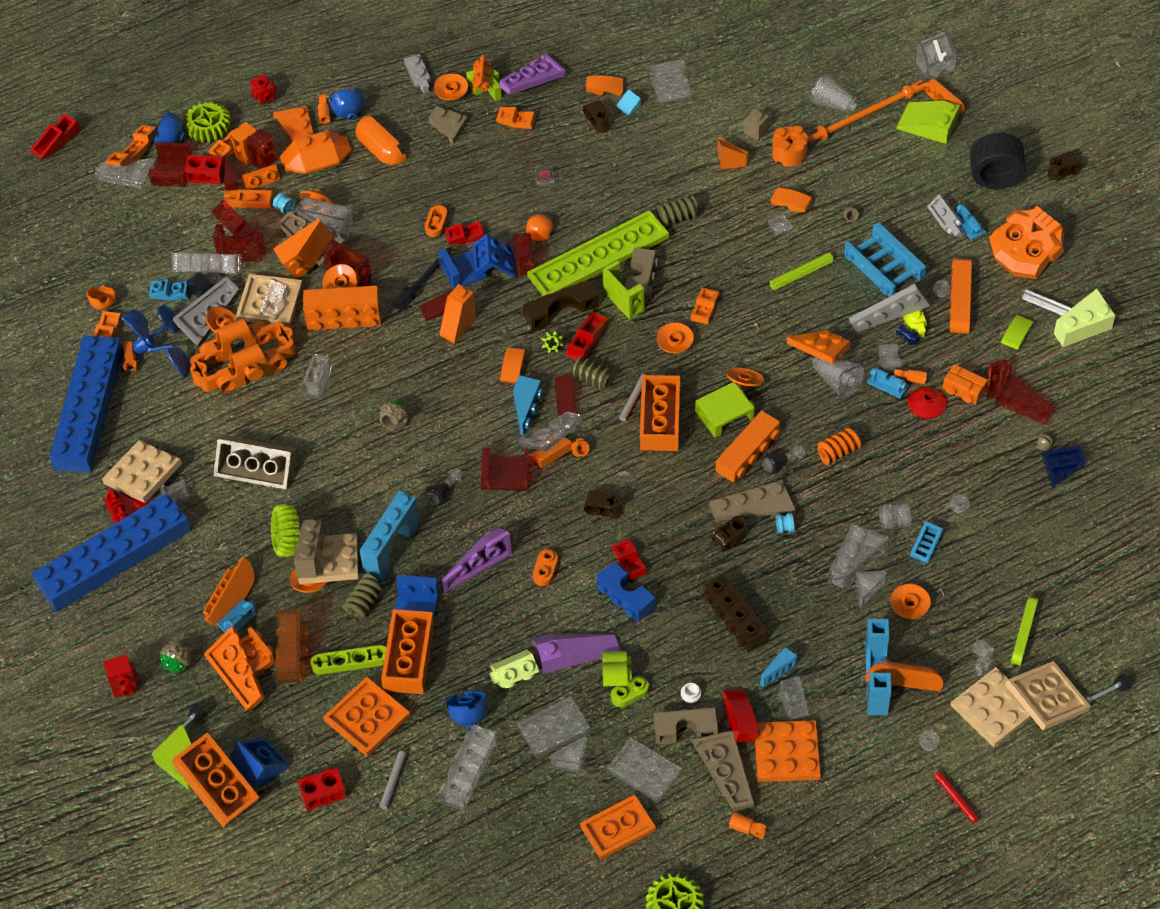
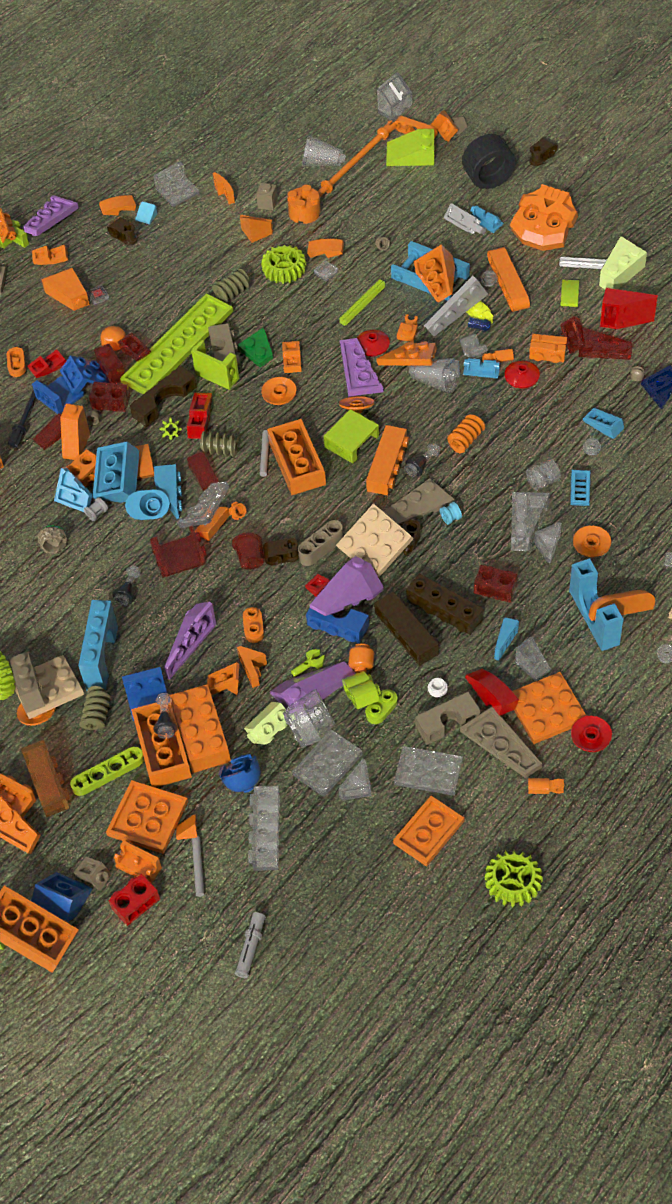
camera: 20 degrees left, 0 degrees up
(296, 750) = (93, 872): none -> dark tan bracket
(339, 756) = (137, 861): none -> orange hinge
(398, 742) = (187, 829): none -> orange slope
(413, 863) = (252, 936): none -> light grey pin
(415, 636) = (165, 725): none -> piece
(431, 374) = (72, 491): none -> wing
(447, 399) = (95, 509): none -> light grey bush
(450, 650) = (200, 728): none -> orange brick
(452, 356) = (84, 467): none -> orange brick
(480, 369) = (116, 472): none -> dark azure slope
(484, 303) = (92, 417): none -> dark tan hinge
(493, 611) = (224, 679): none -> orange slope
(496, 412) = (147, 504): none -> dark azure piece
(509, 288) = (109, 396): none -> clear red brick
(515, 160) = (66, 289): none -> orange slope
(526, 603) = (251, 662): none -> orange slope
(553, 678) = (308, 719): none -> clear slope
(554, 244) = (133, 347): none -> clear red slope
(572, 492) = (249, 550): none -> clear red hat
(589, 627) = (310, 662): none -> lime bar
(630, 637) = (361, 658): none -> orange head
(653, 510) = (320, 543): none -> dark tan beam
(653, 561) = (349, 586): none -> medium lavender wedge
(675, 285) = (257, 348): none -> green wing
(686, 624) = (406, 628): none -> dark brown brick
(696, 526) = (375, 540): none -> tan plate
(717, 100) = (223, 187): none -> orange slope
(740, 208) = (287, 261): none -> lime gear
(763, 342) = (358, 370): none -> medium lavender wing
(792, 323) = (374, 342): none -> red dish
(792, 612) = (491, 583): none -> clear red brick
(815, 784) = (594, 727): none -> red dish
(834, 316) = (408, 330): none -> orange plate
(885, 266) = (437, 272): none -> orange wedge
(975, 103) = (444, 125): none -> orange slope
(989, 106) = (460, 123): none -> dark tan slope
(990, 492) = (611, 430): none -> dark azure slope
(1064, 369) = (627, 308): none -> red slope

